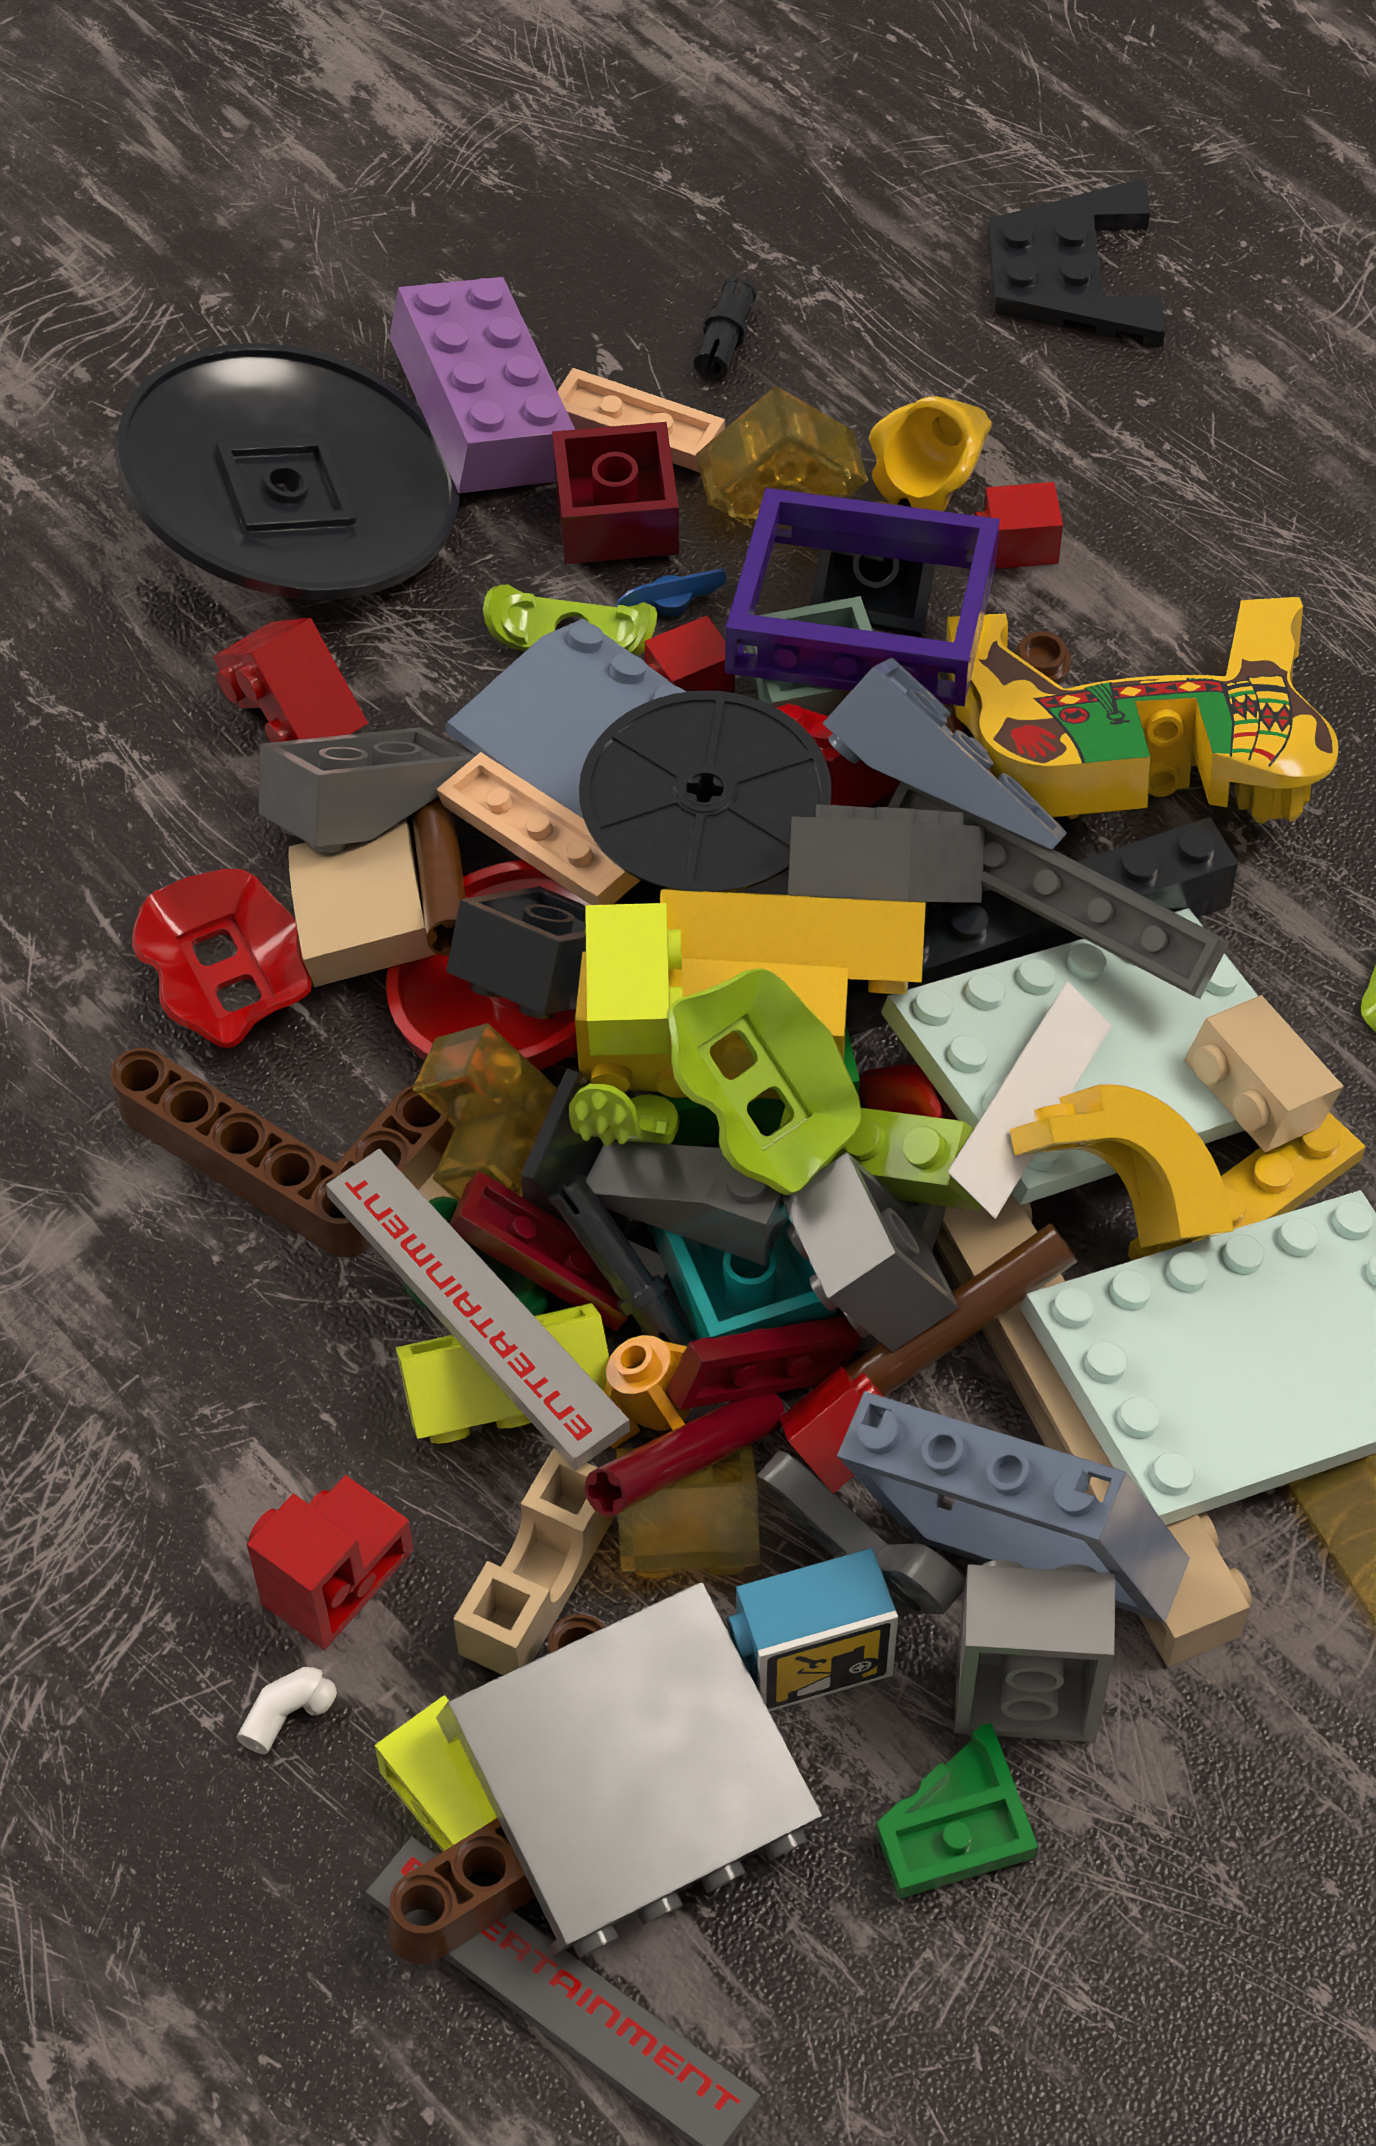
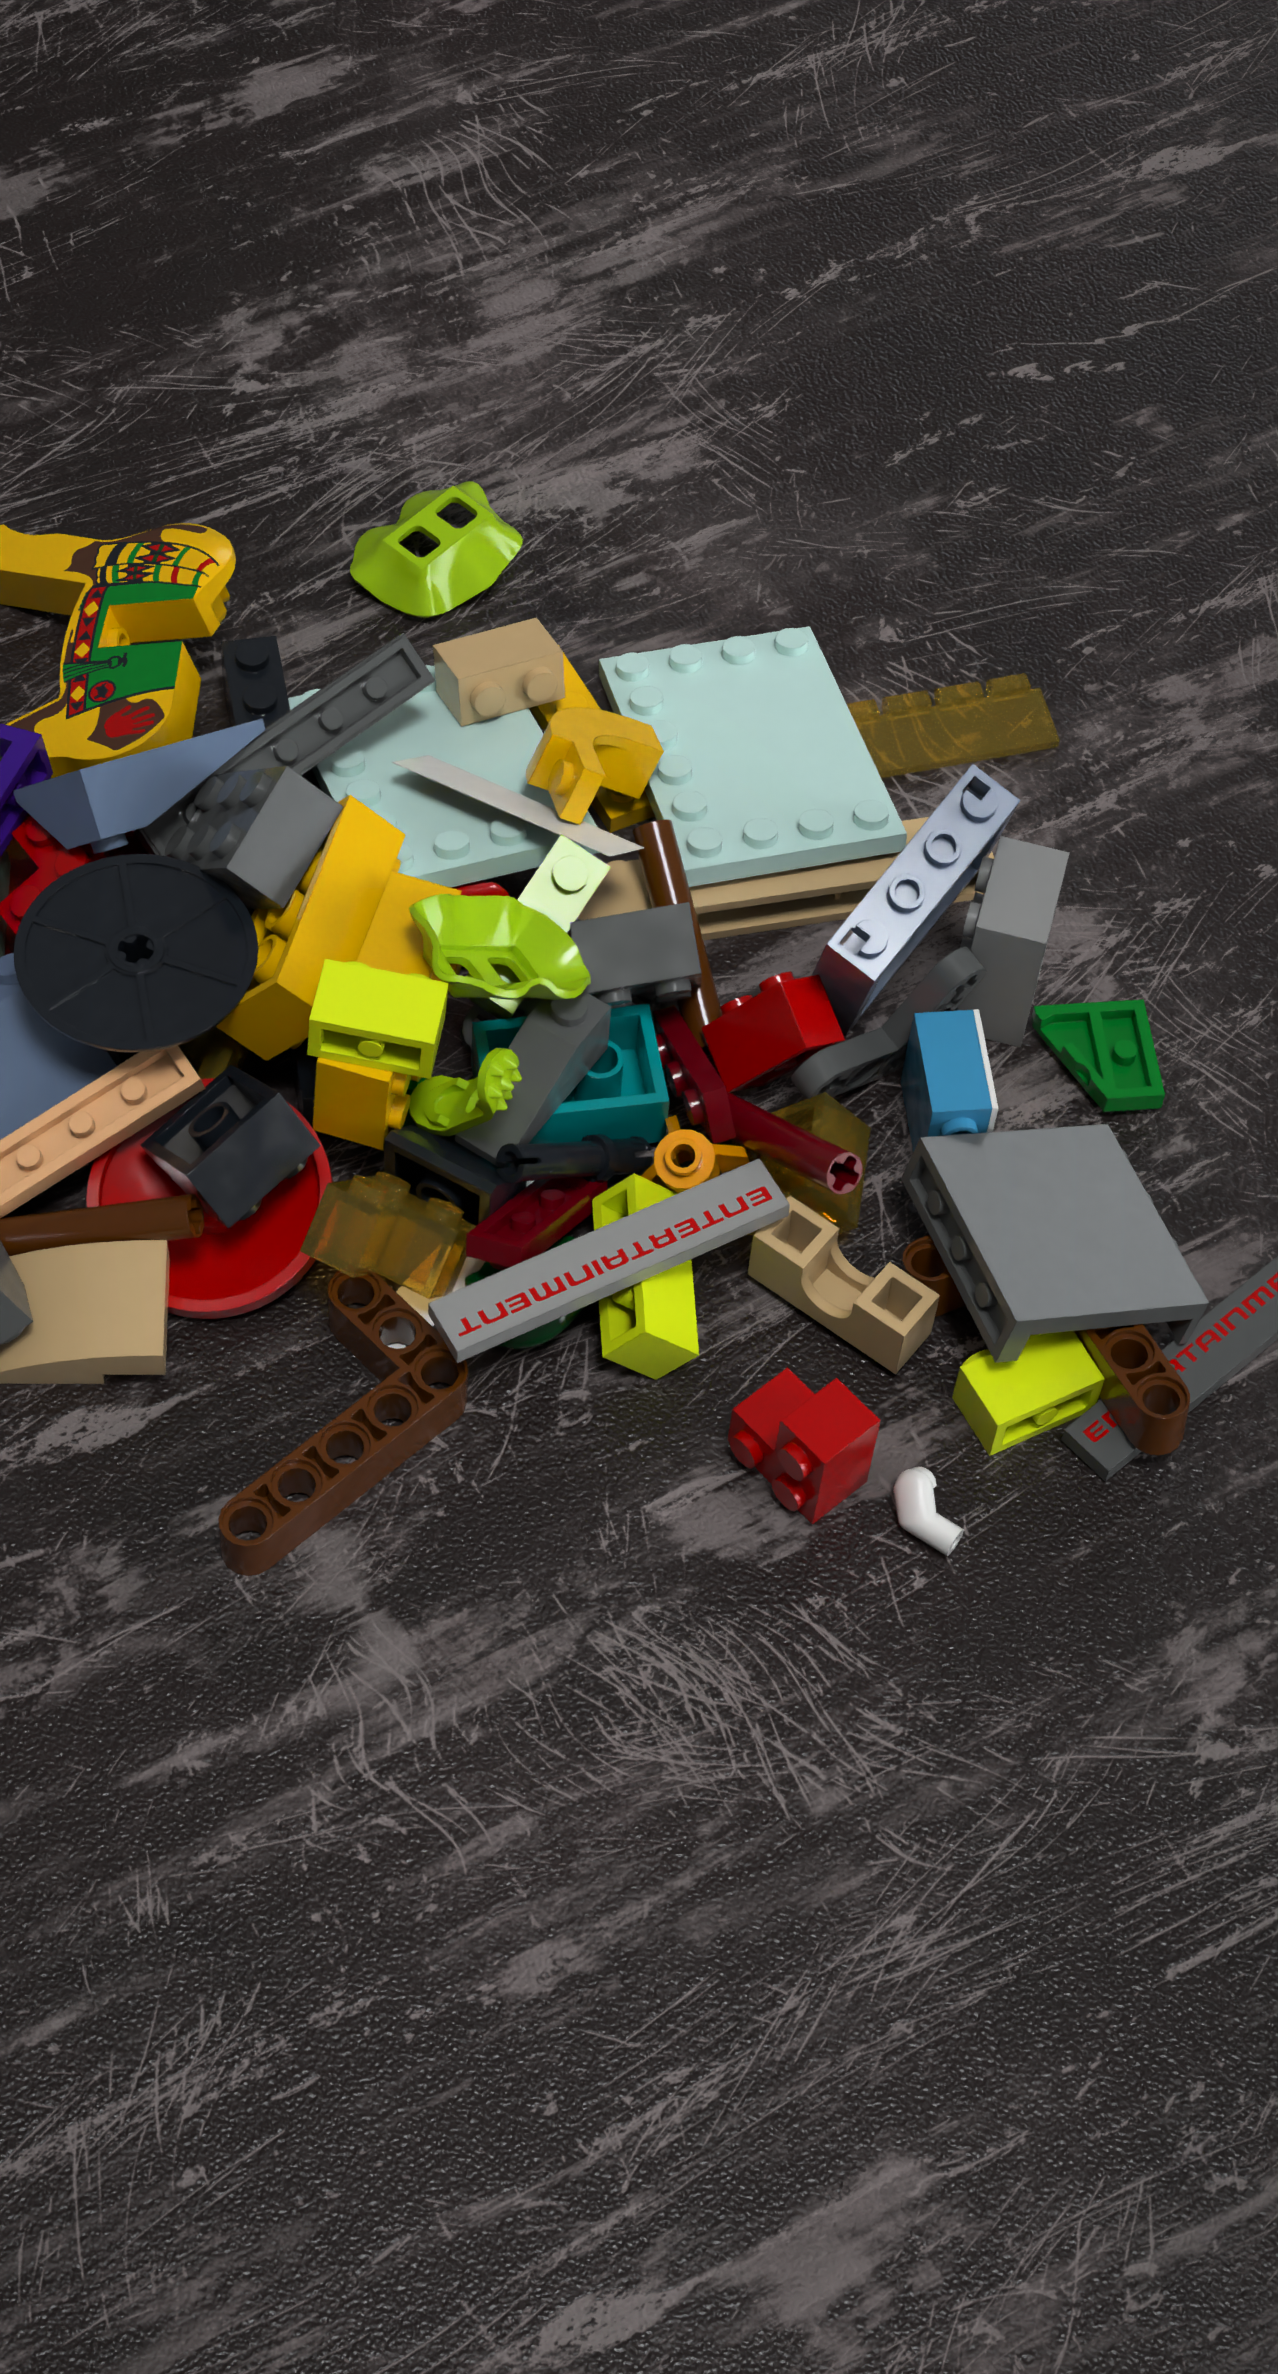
camera: 85 degrees left, 0 degrees up
(265, 942) = (101, 1413): red piece -> none

